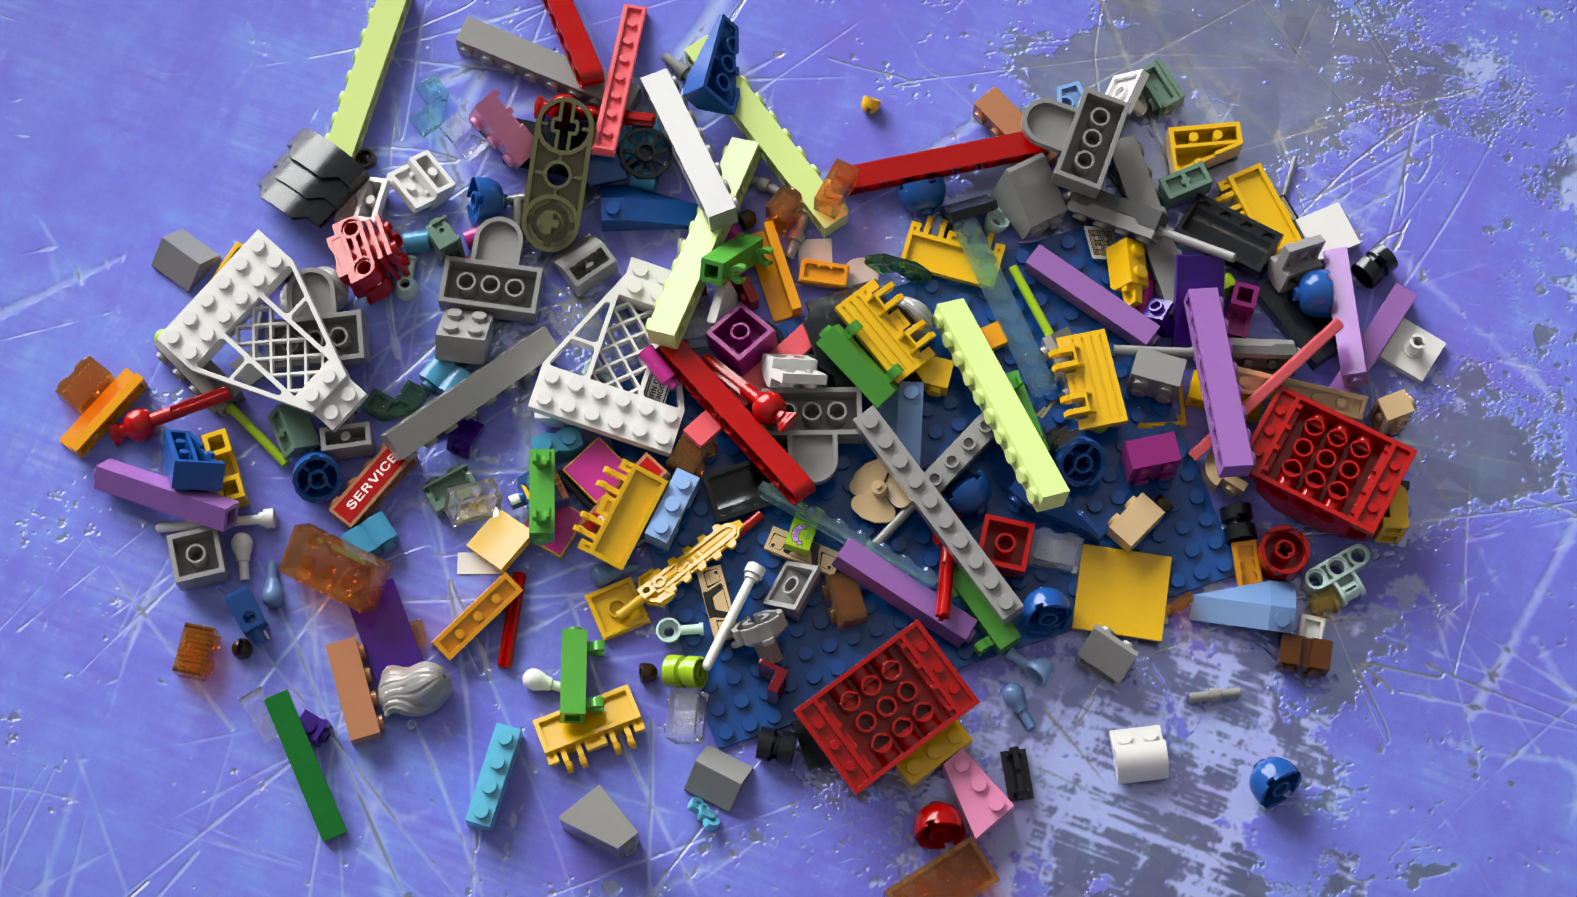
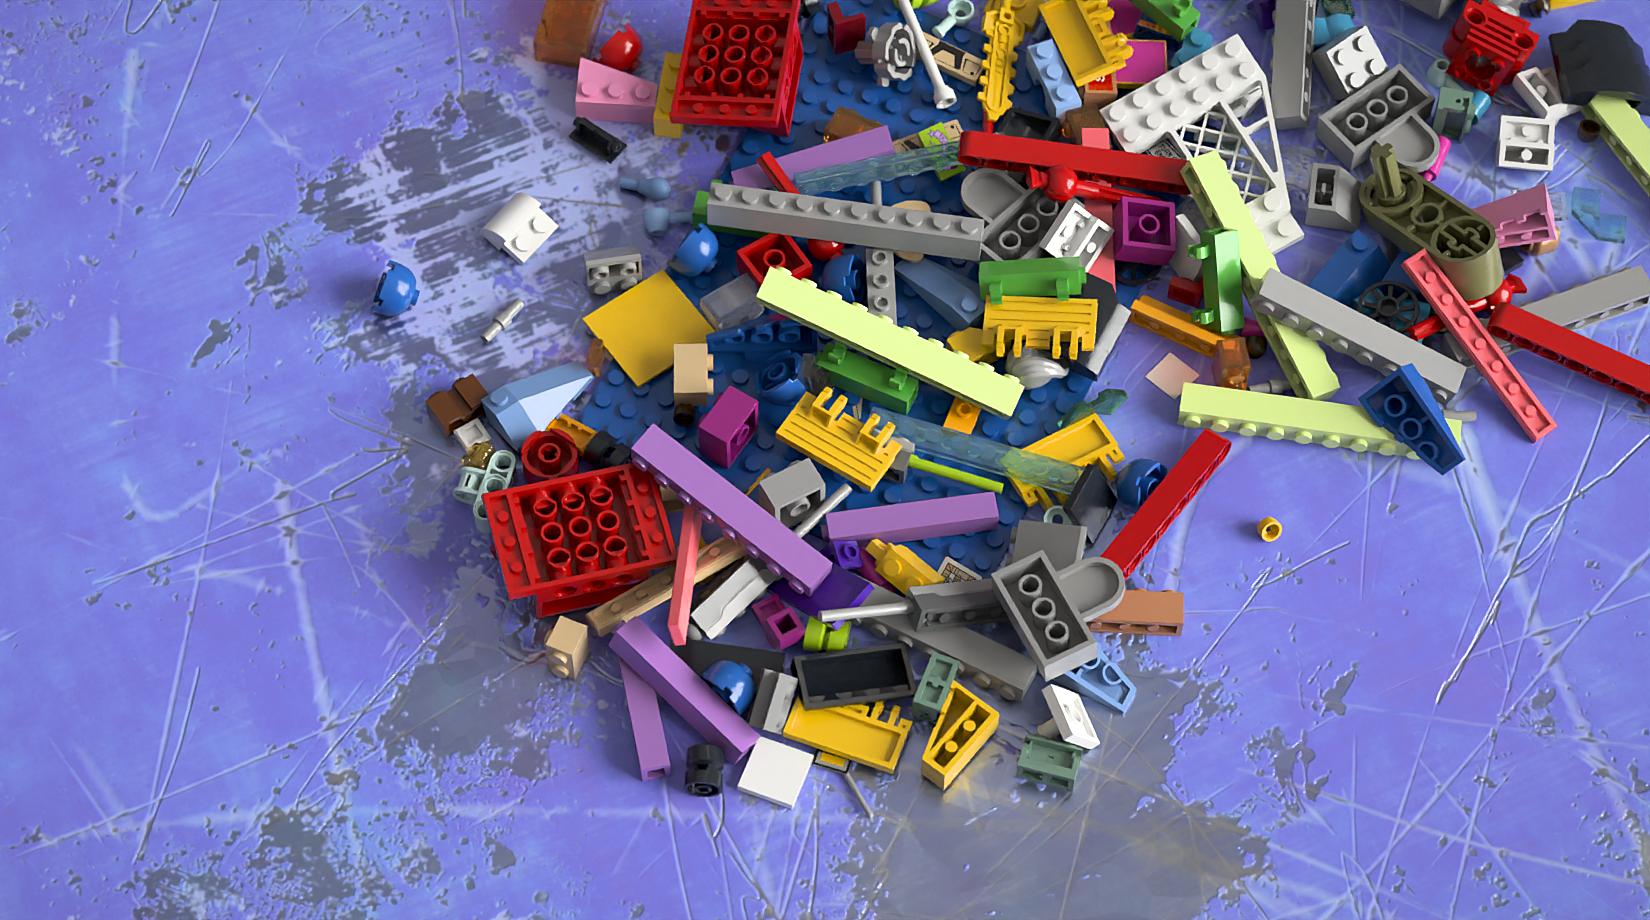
camera: 135 degrees right, 10 degrees down
(486, 199) = (1462, 175): blue cylinder -> none
(658, 367) = (1176, 152): dark pink cylinder -> none
(793, 588) = (899, 108): light grey slope -> none
(797, 237) = (1199, 368): light grey bar -> none
(823, 274) = (1146, 360): light orange plate -> none
(836, 188) = (1208, 407): clear orange brick -> none
(860, 272) = (1123, 383): white sticker -> none
(1395, 521) = (485, 569): yellow hips -> none
(1412, 351) = (602, 734): white tile -> none

